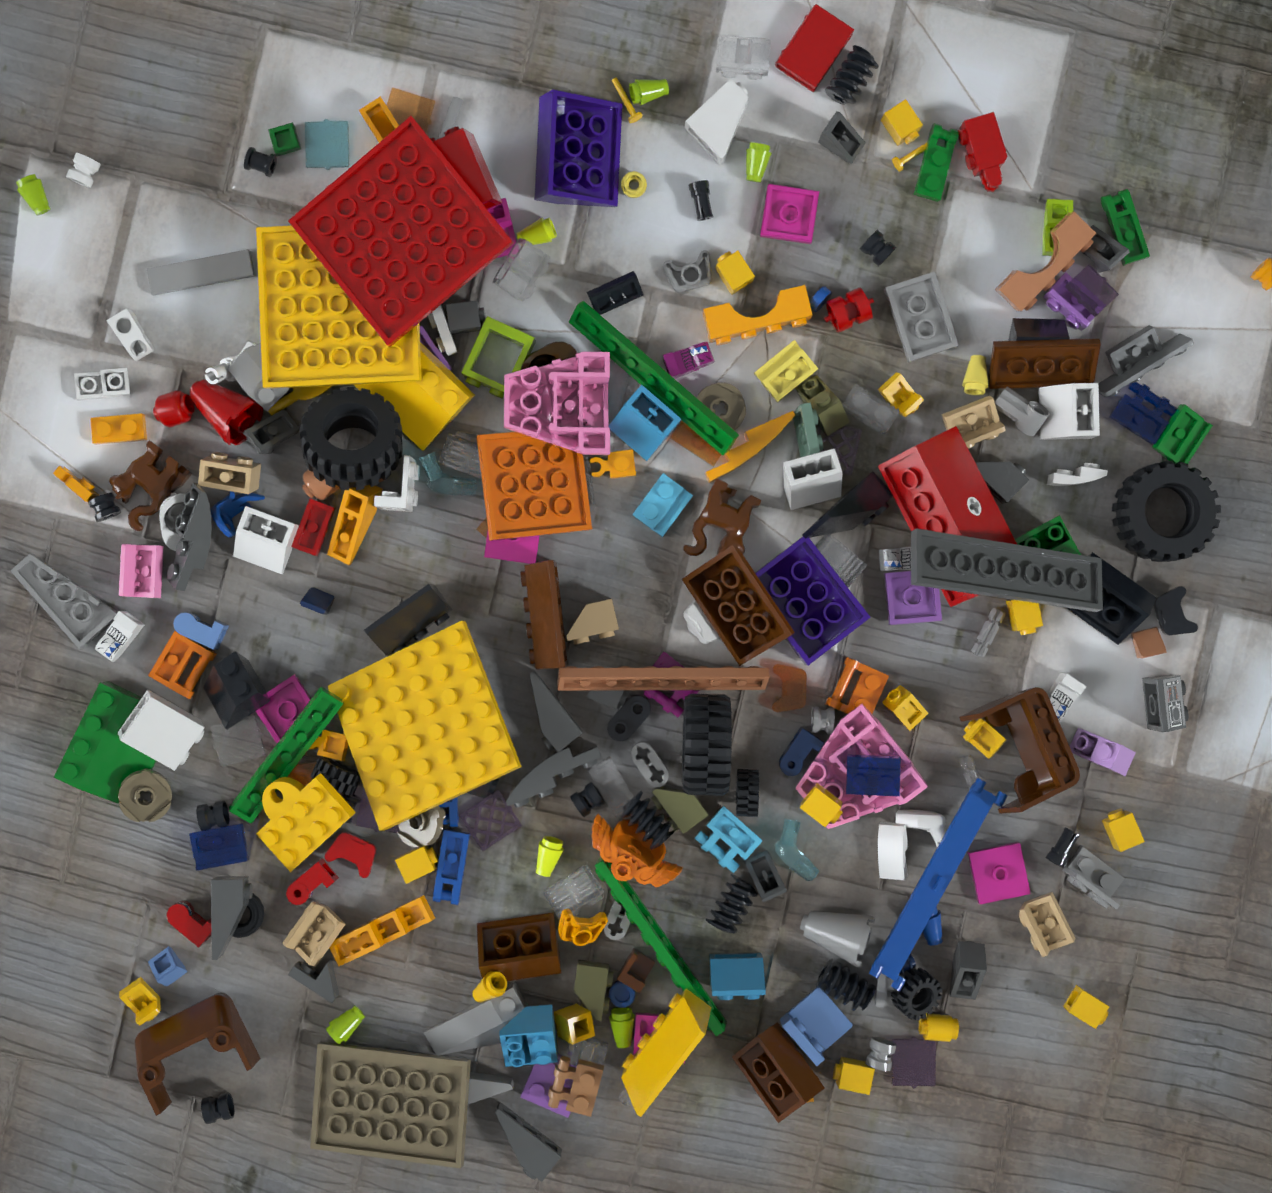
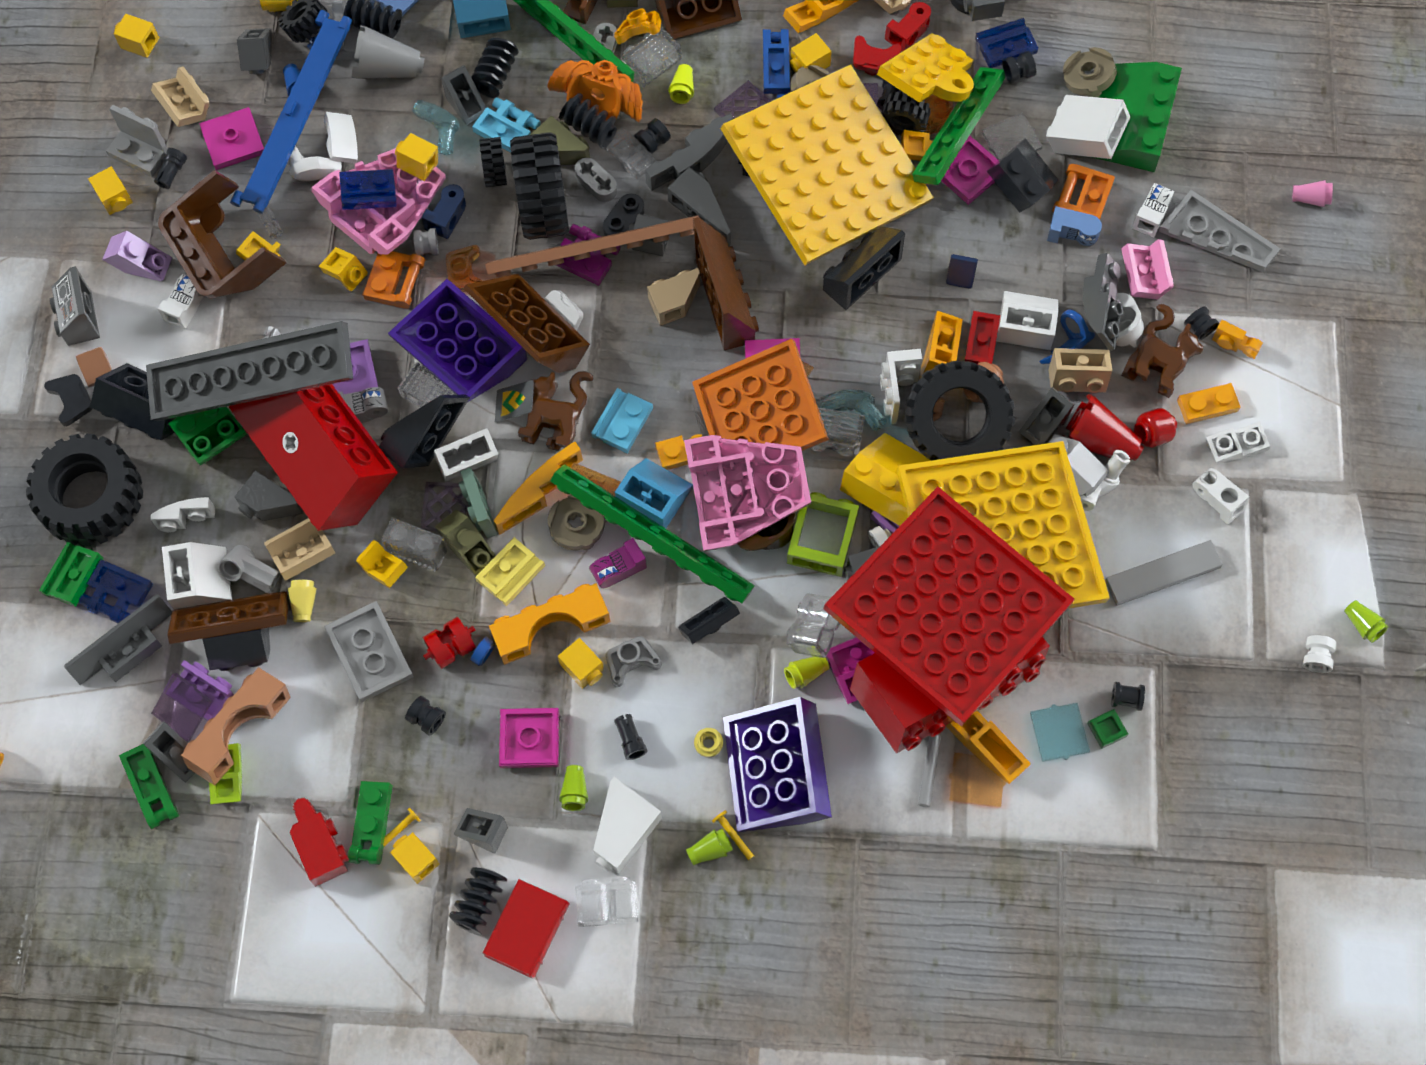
camera: 175 degrees right, 20 degrees down
(760, 537) = (514, 401): none -> dark grey sticker

